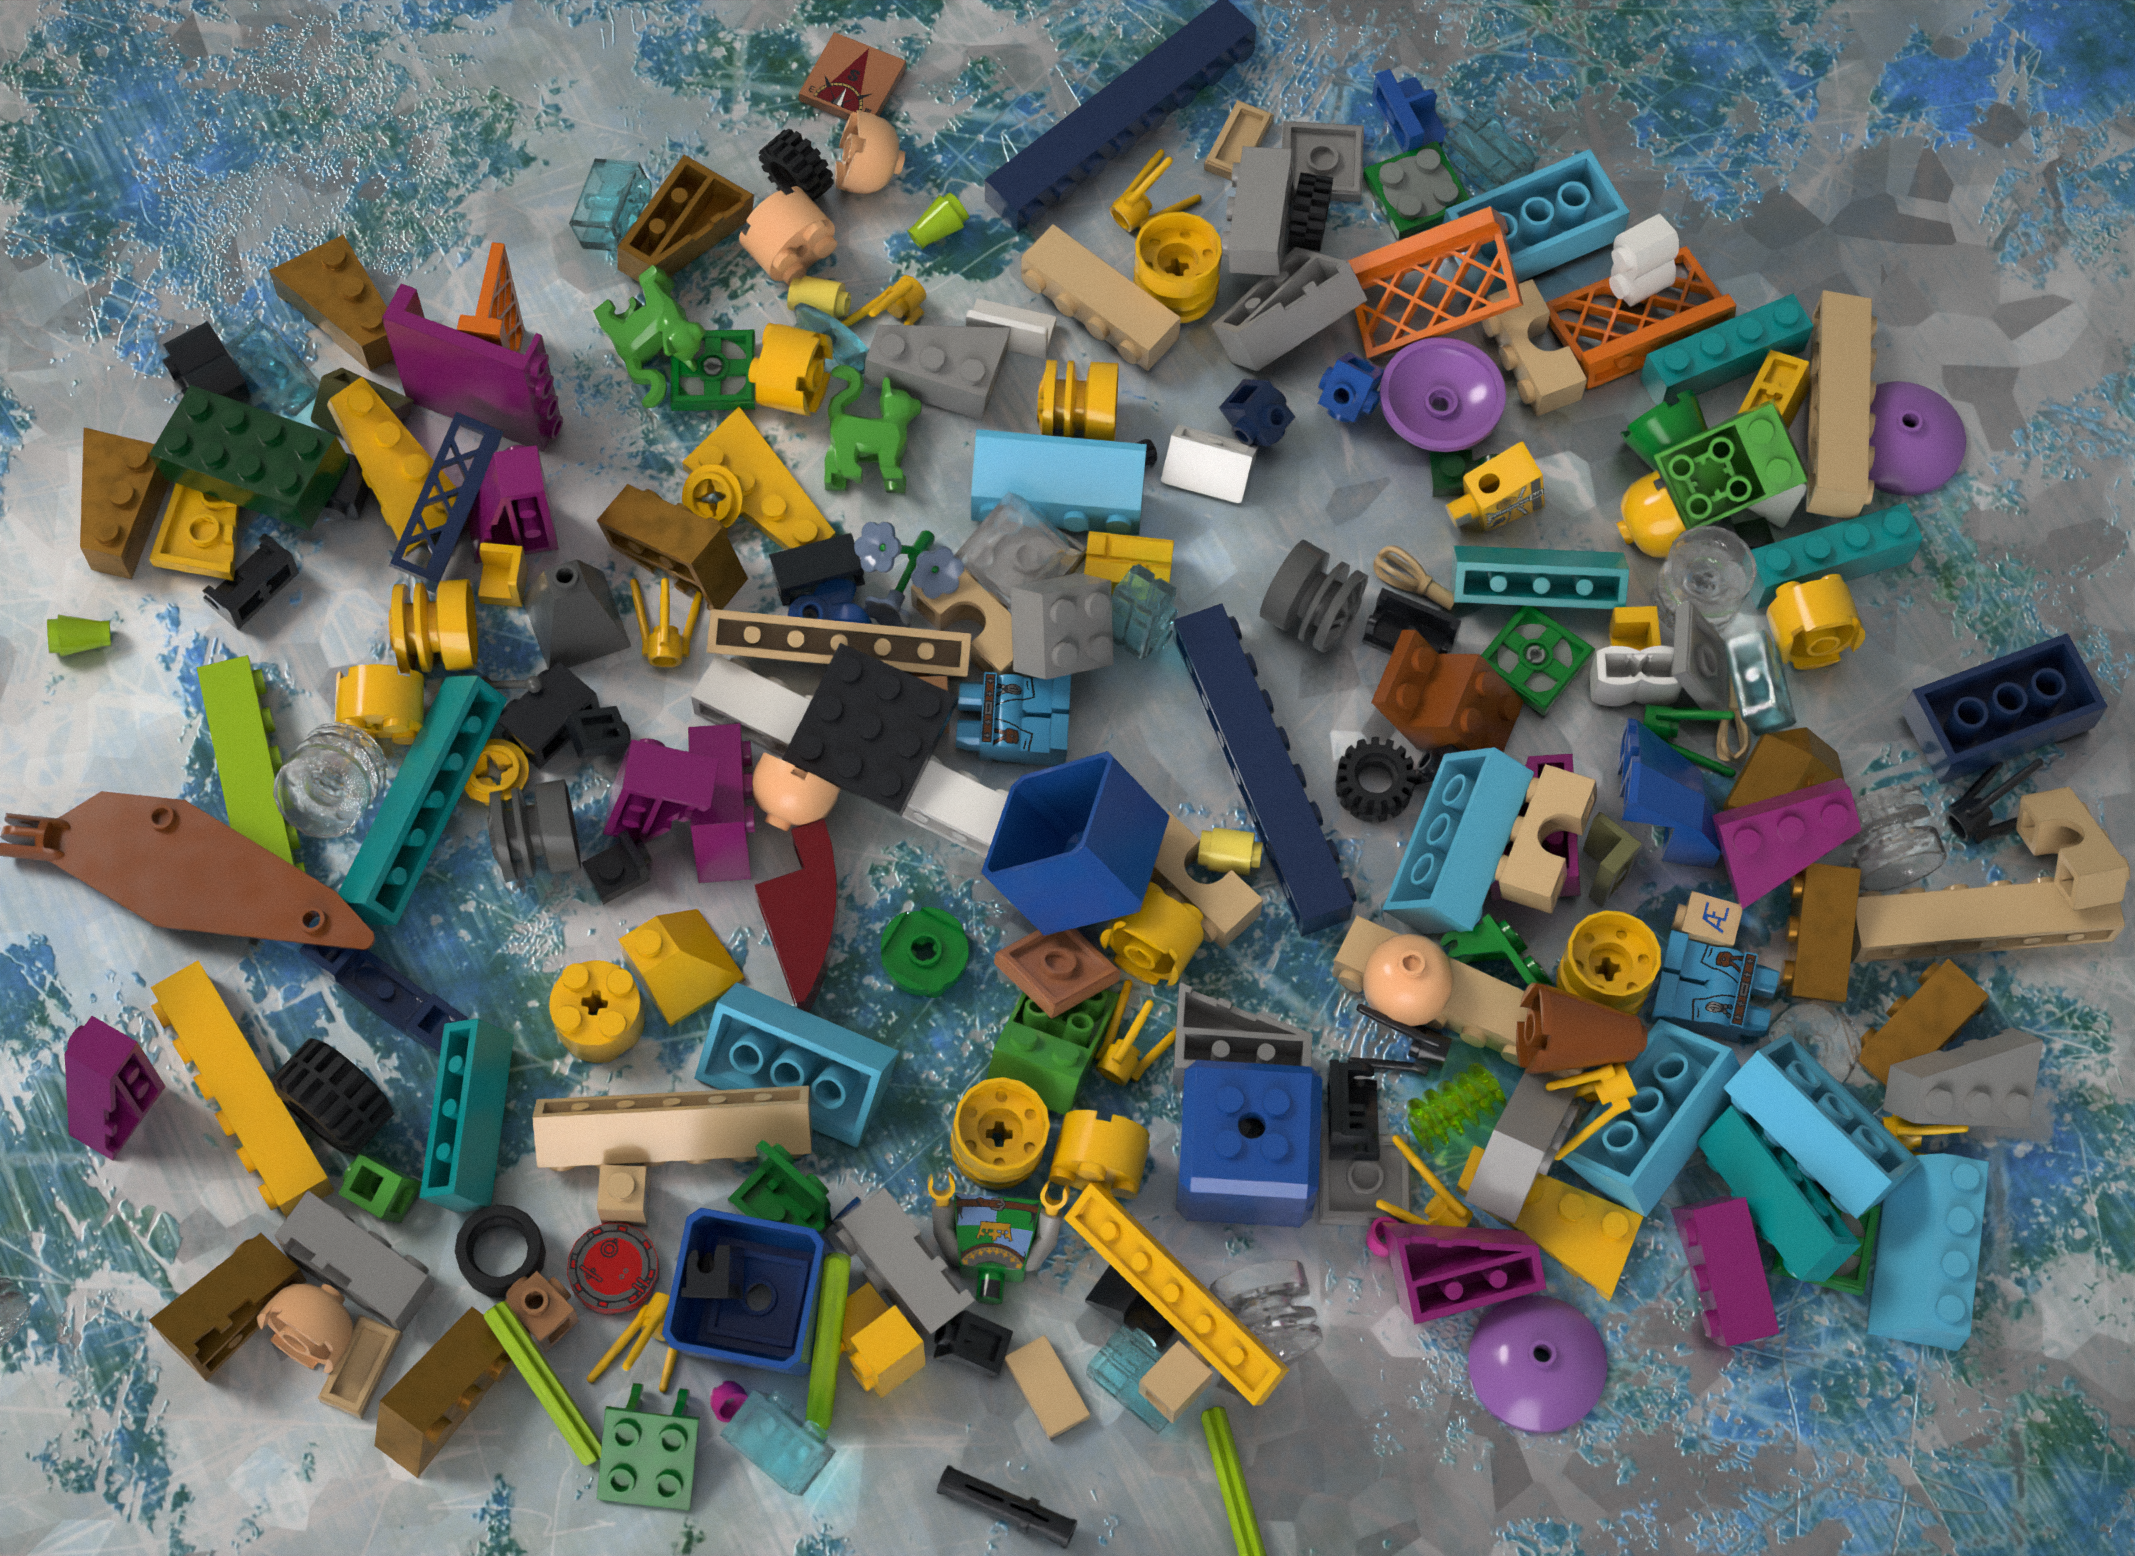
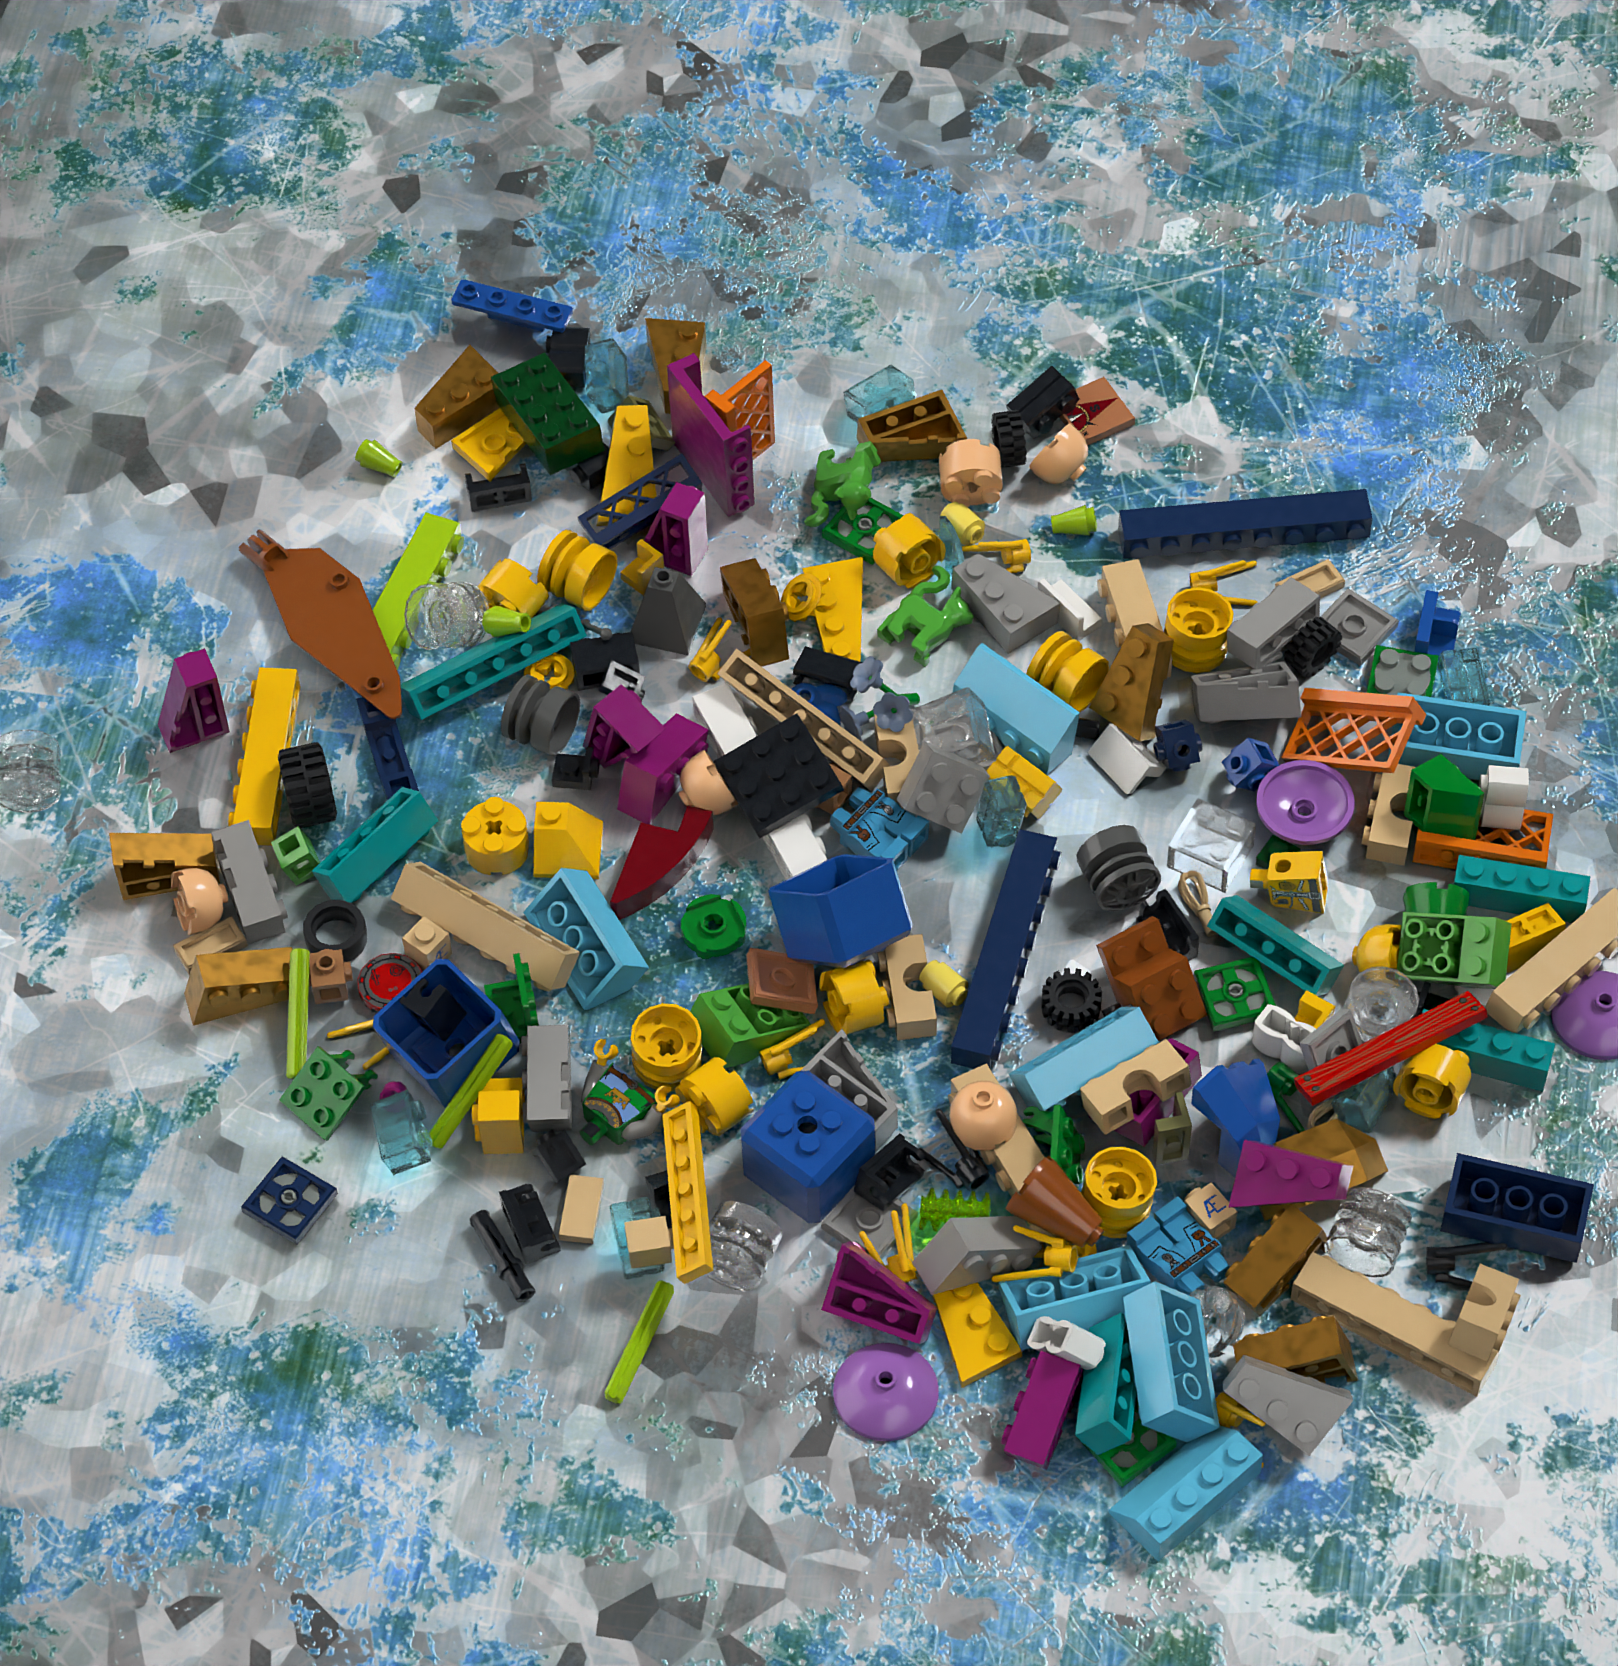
camera: 40 degrees right, 10 degrees down
(94, 349) = (512, 306): none -> blue bracket
(407, 744) = (503, 621): none -> lime cone
(799, 98) = (1044, 402): none -> black brick
(1005, 1447) = (528, 1223): none -> black hinge
(1168, 373) = (1135, 682): none -> pearl gold wedge
(1381, 504) = (1211, 844): none -> clear piece
(1591, 302) = (1443, 799): none -> green slope
(1705, 1181) = (1067, 1342): none -> white brick
(1762, 619) = (1390, 1048): none -> red tile

